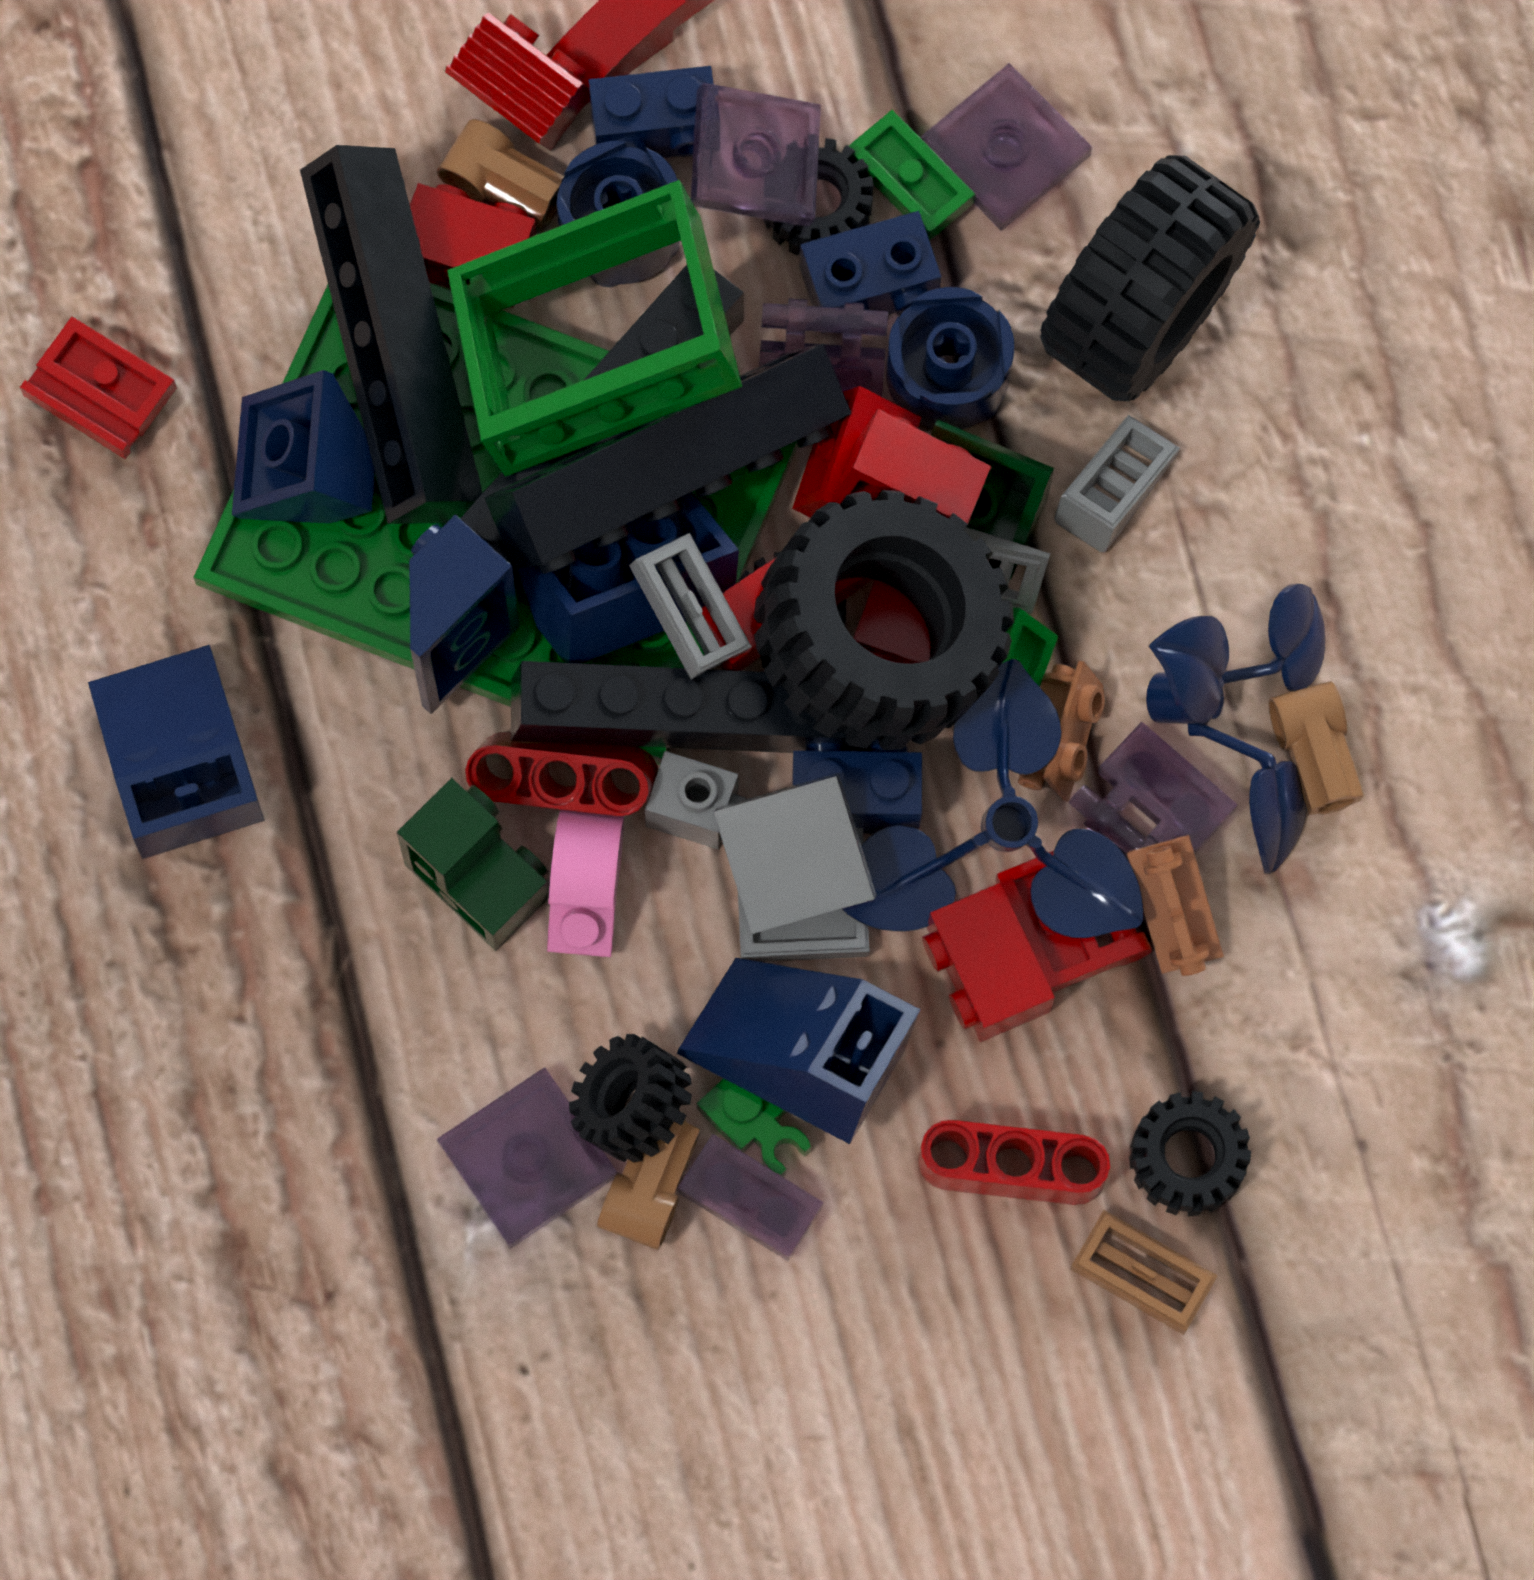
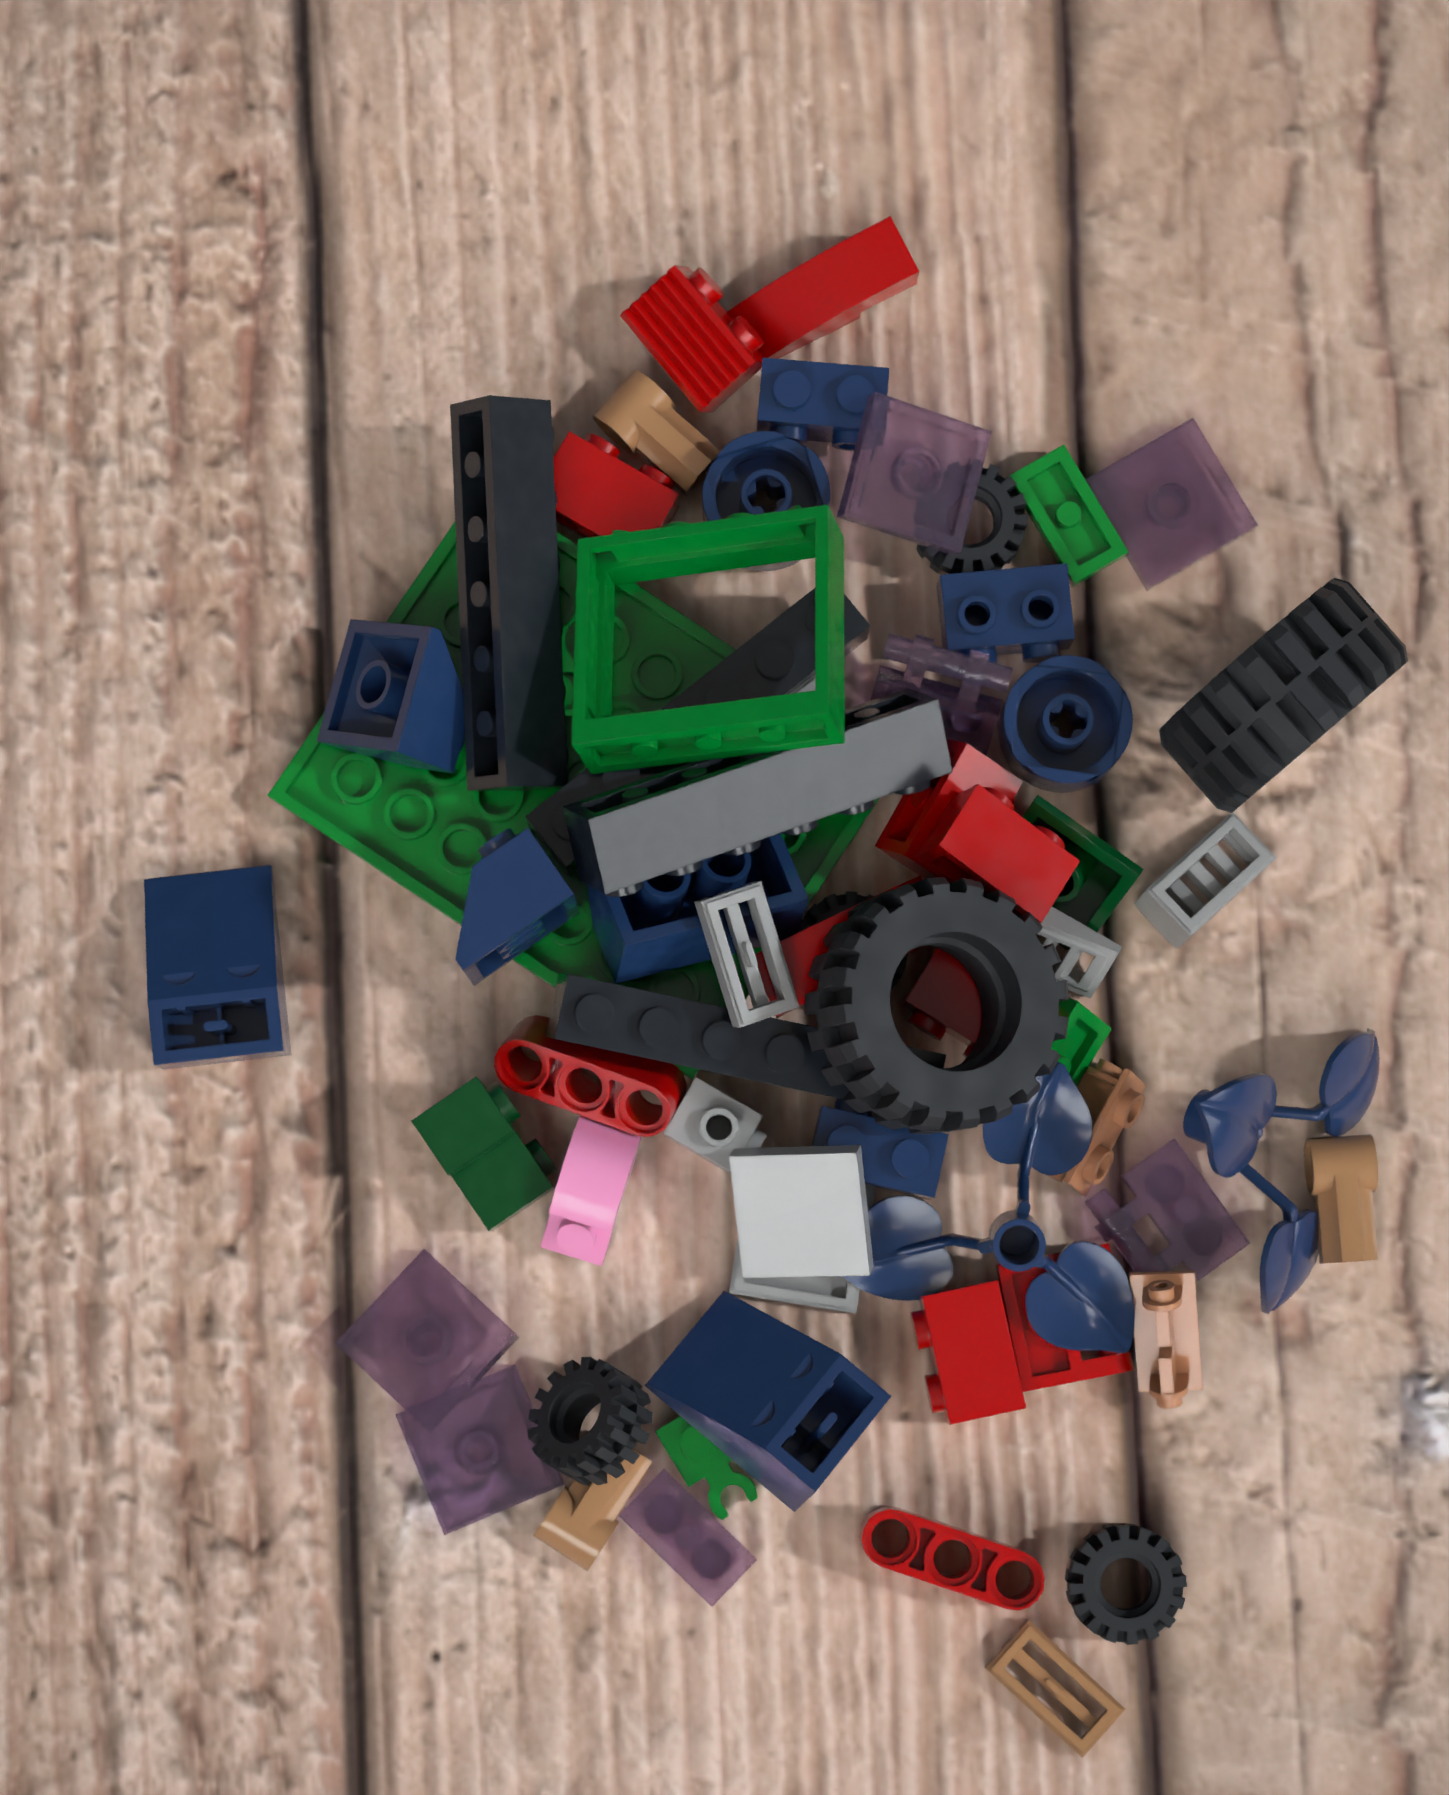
camera: 10 degrees right, 10 degrees up
(98, 387) = (211, 575): red plate -> none
(453, 1061) = (427, 1340): none -> clear purple plate

